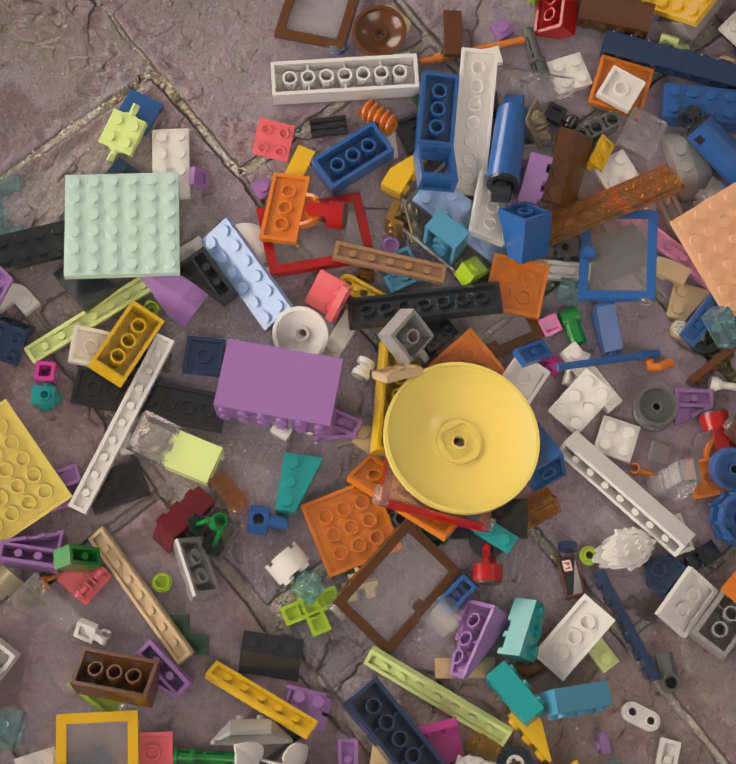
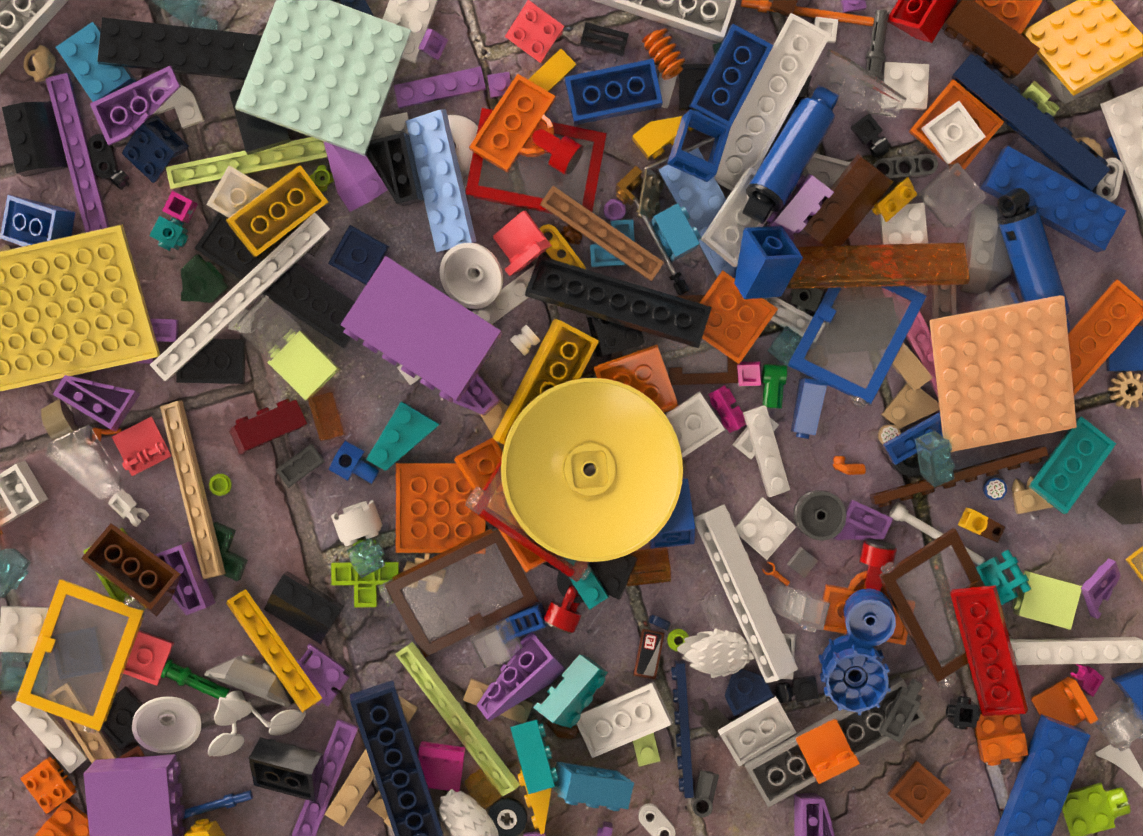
camera: 25 degrees right, 15 degrees up
(77, 558) = (137, 428): green brick -> none
(84, 426) = (201, 281): none -> clear green plate
(195, 568) = (259, 487): light grey slope -> none
(217, 208) = (439, 87): none -> medium lavender plate
(217, 521) = (295, 454): black plant -> none
(396, 372) = (552, 370): tan tile -> none
(407, 337) = (580, 333): light grey hinge -> none
(472, 271) = (690, 280): lime slope -> none
(532, 353) = (712, 403): blue plate -> none
(538, 125) = (839, 139): dark tan hinge -> none
(581, 401) = (744, 474): white plate -> none
(640, 355) = (832, 448): blue bar -> none

